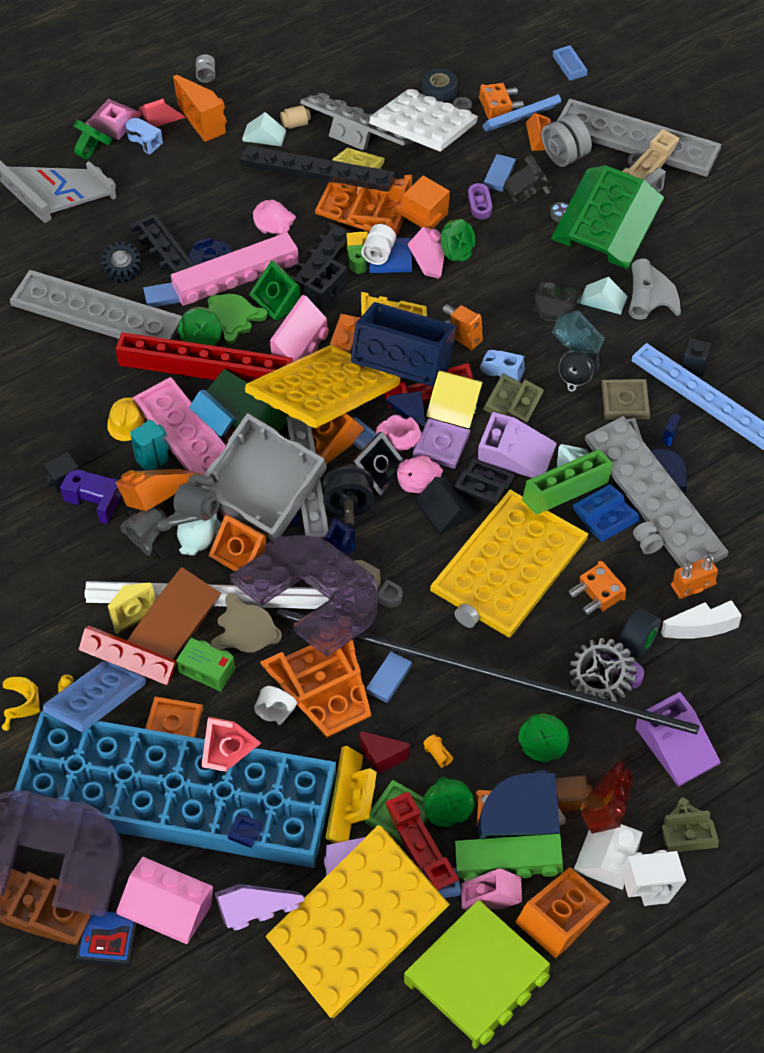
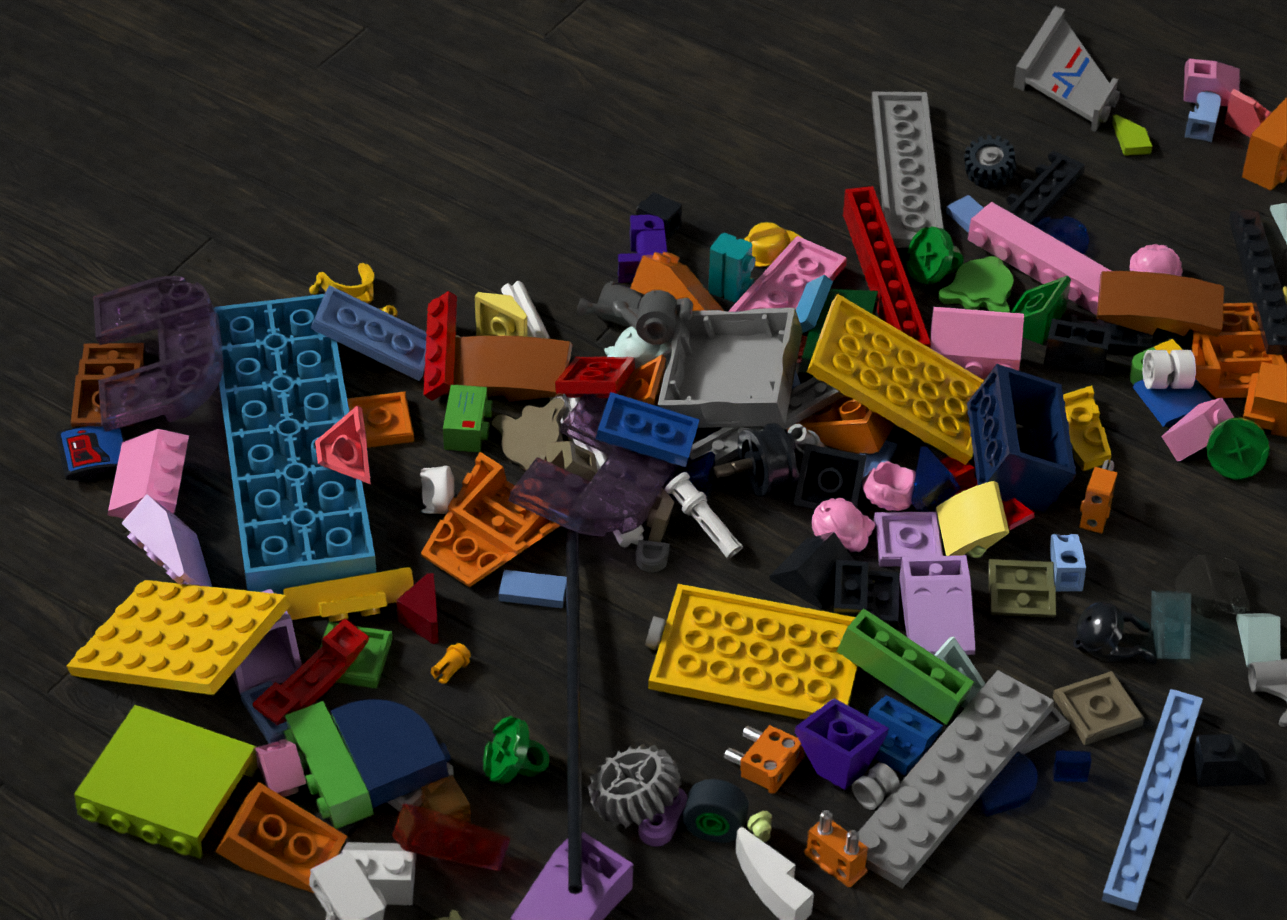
camera: 65 degrees right, 10 degrees down
(88, 139) = (1161, 68): green tile -> none
(136, 180) = (1131, 137): none -> lime tile
(222, 562) = (594, 376): none -> red plate
(245, 830) = (249, 502): clear blue tile -> none
(291, 609) = (572, 458): none -> dark tan slope
(303, 546) = (647, 429): none -> blue plate
(316, 224) = (1160, 301): none -> dark orange slope
(338, 461) = (803, 436): none -> light grey pin
(369, 548) = (695, 504): none -> white pin
(448, 802) = (376, 677): green tile -> none
(612, 540) = (840, 742): none -> dark purple slope
(662, 610) = (760, 825): none -> yellowish green arm

